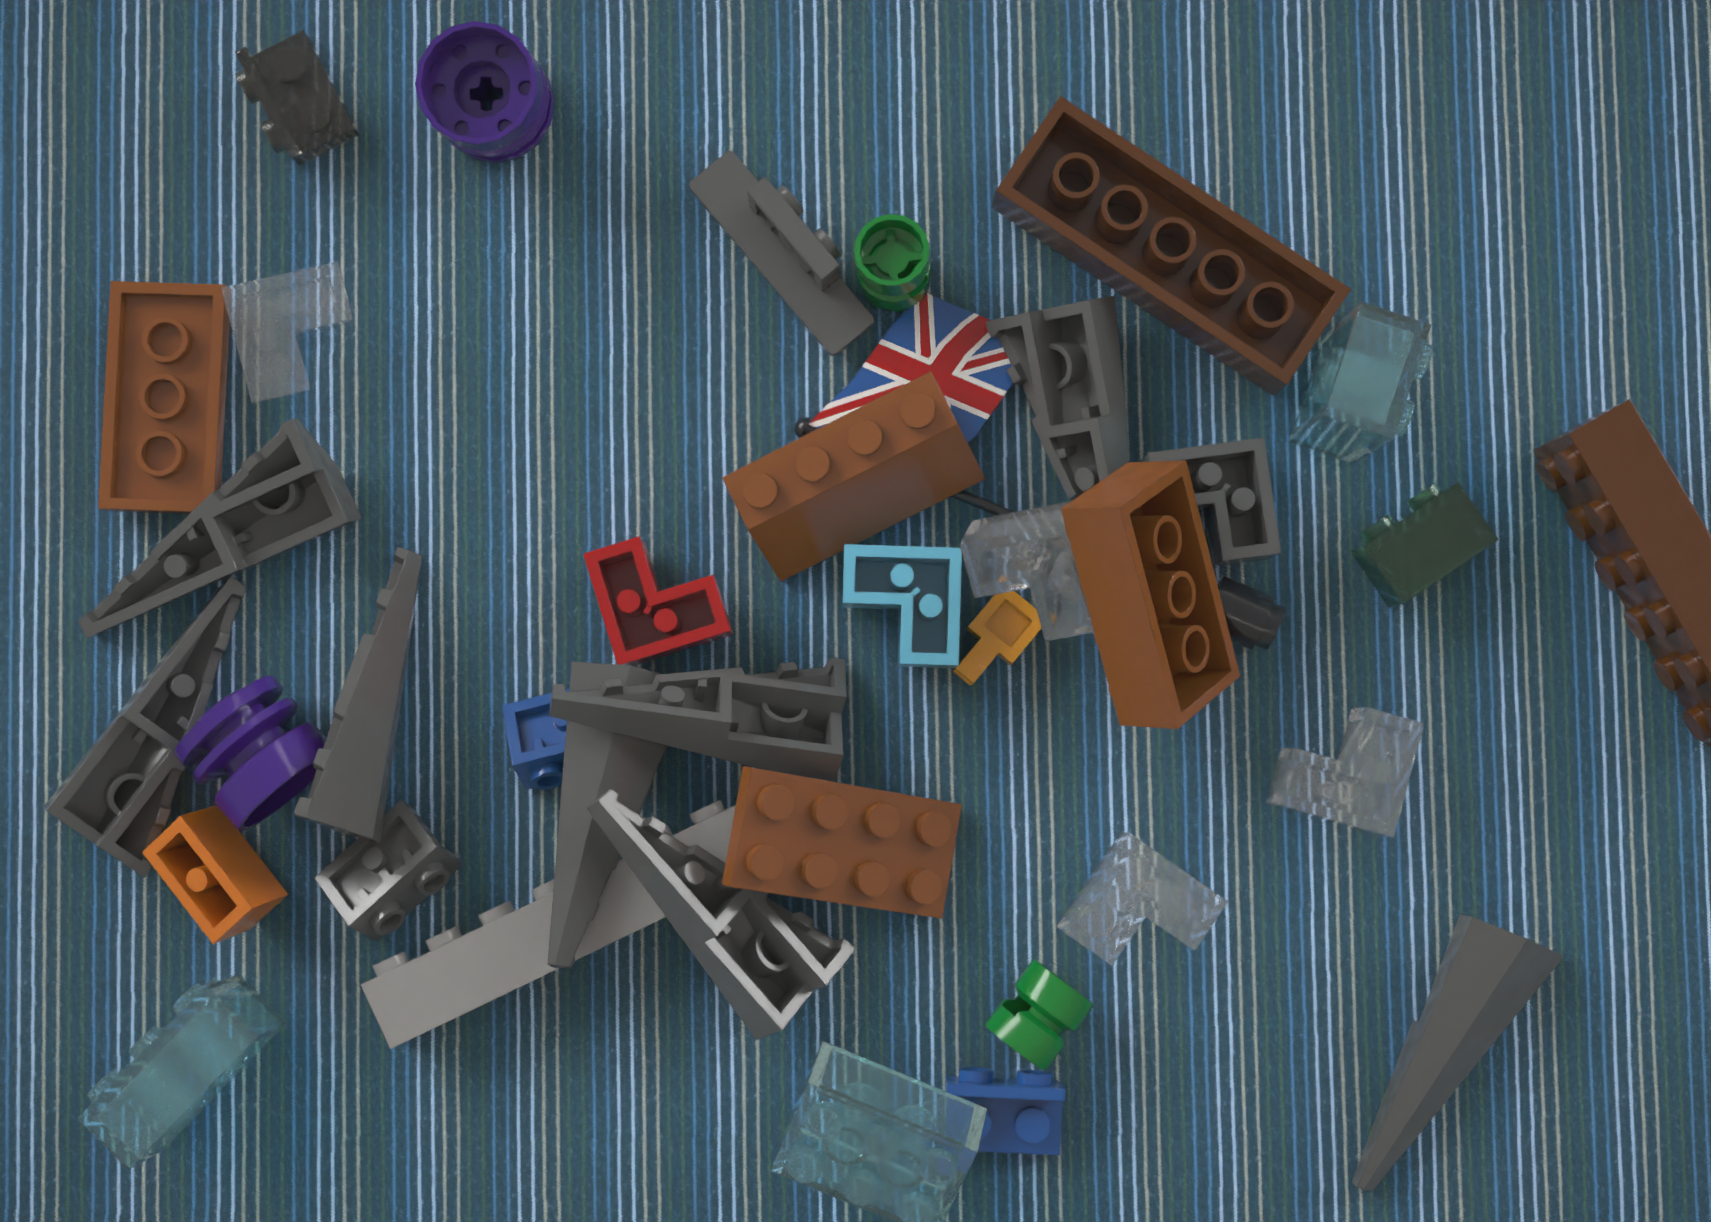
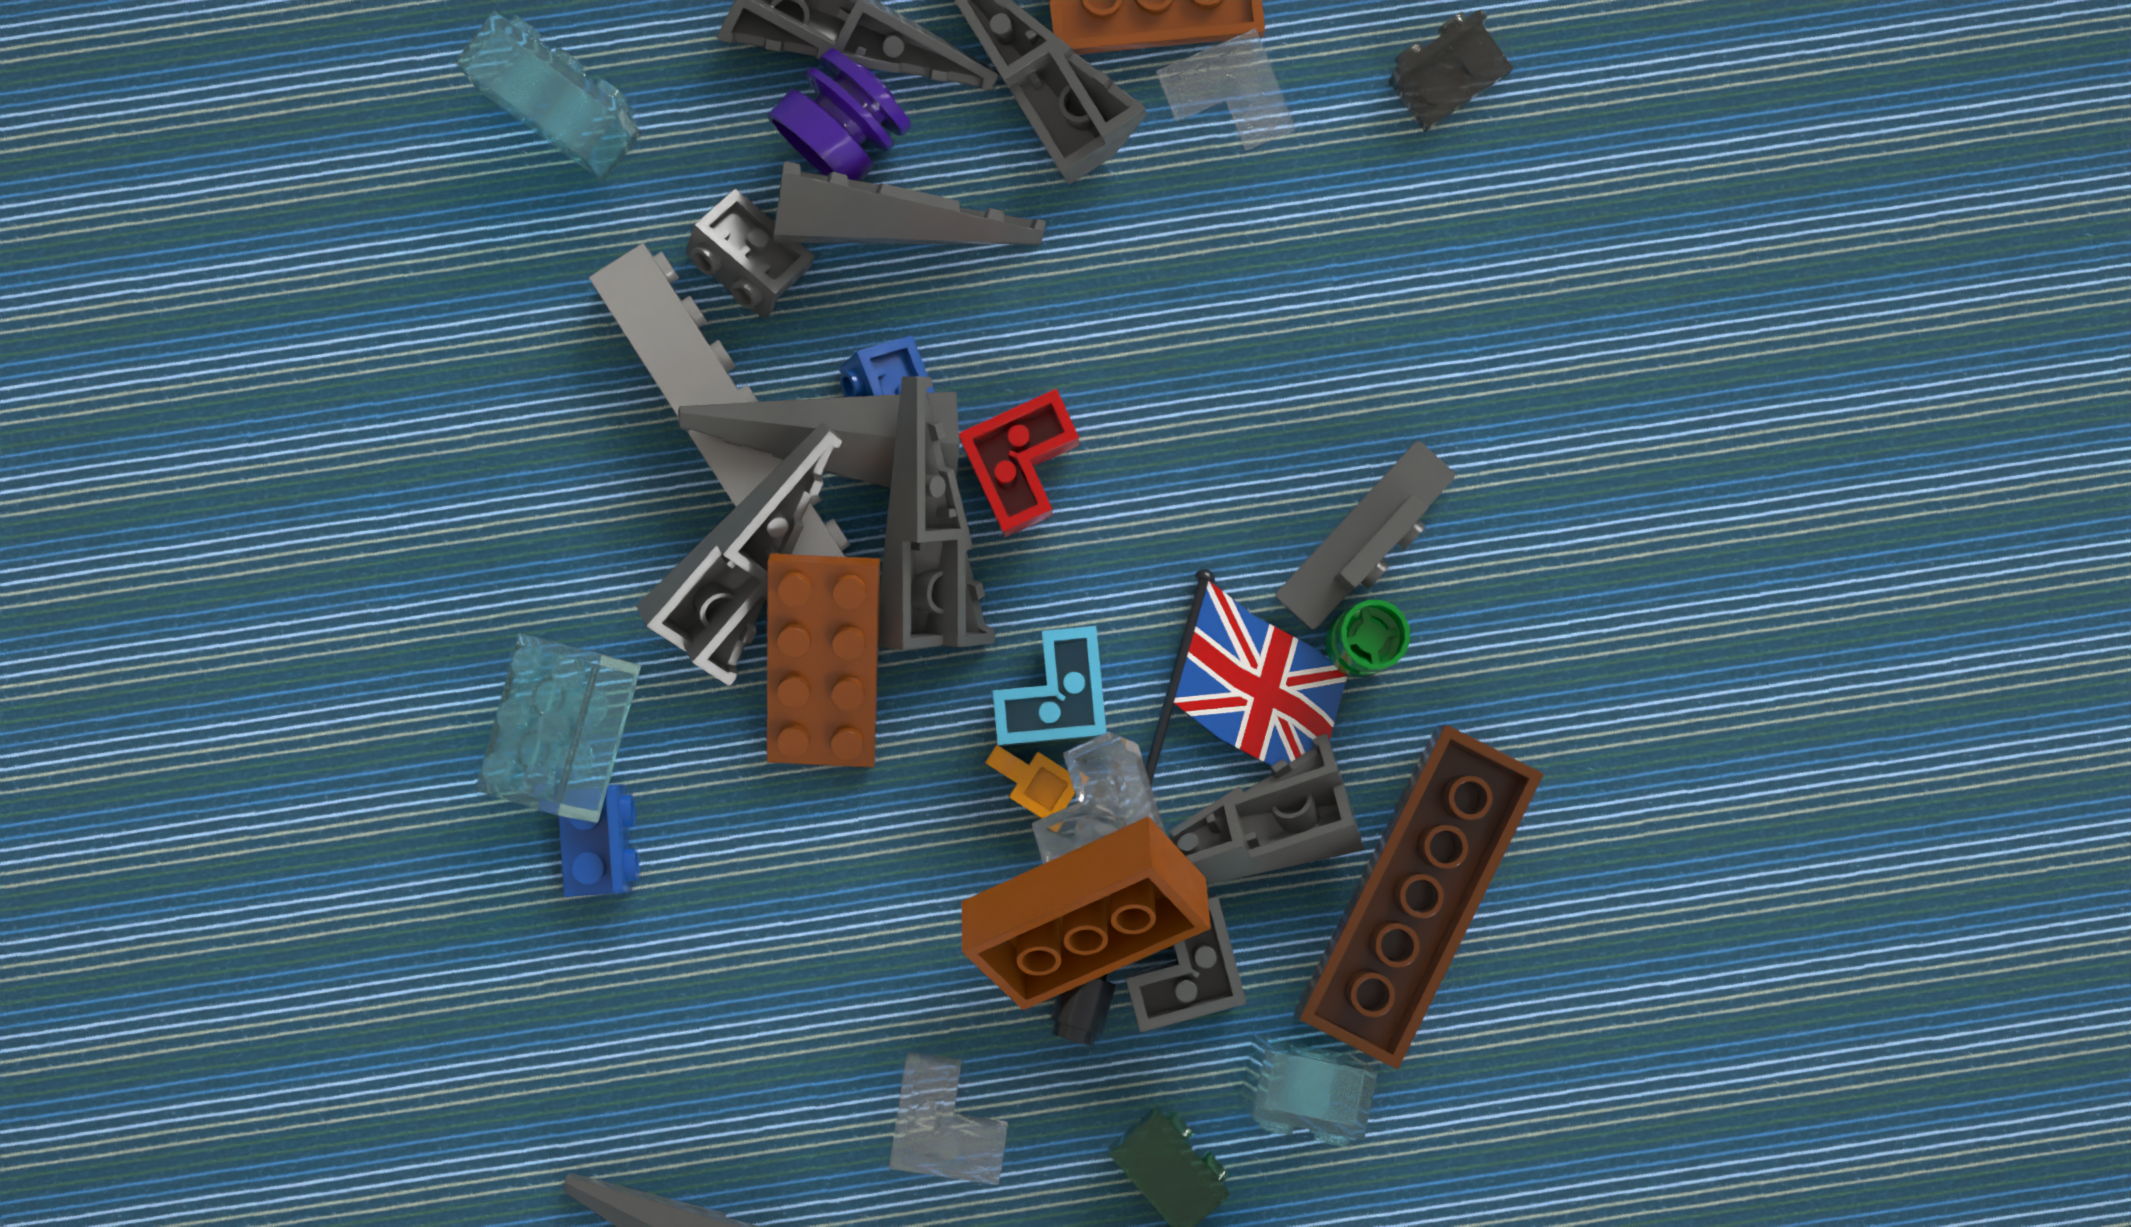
camera: 85 degrees right, 0 degrees up
(214, 873) = (726, 99): orange brick -> none
(463, 70) = (1495, 221): dark purple wheel -> none
(854, 477) = (1162, 629): dark orange slope -> none
(1039, 1015) = (688, 861): green wheel -> none
(1137, 885) = (816, 935): clear brick -> none

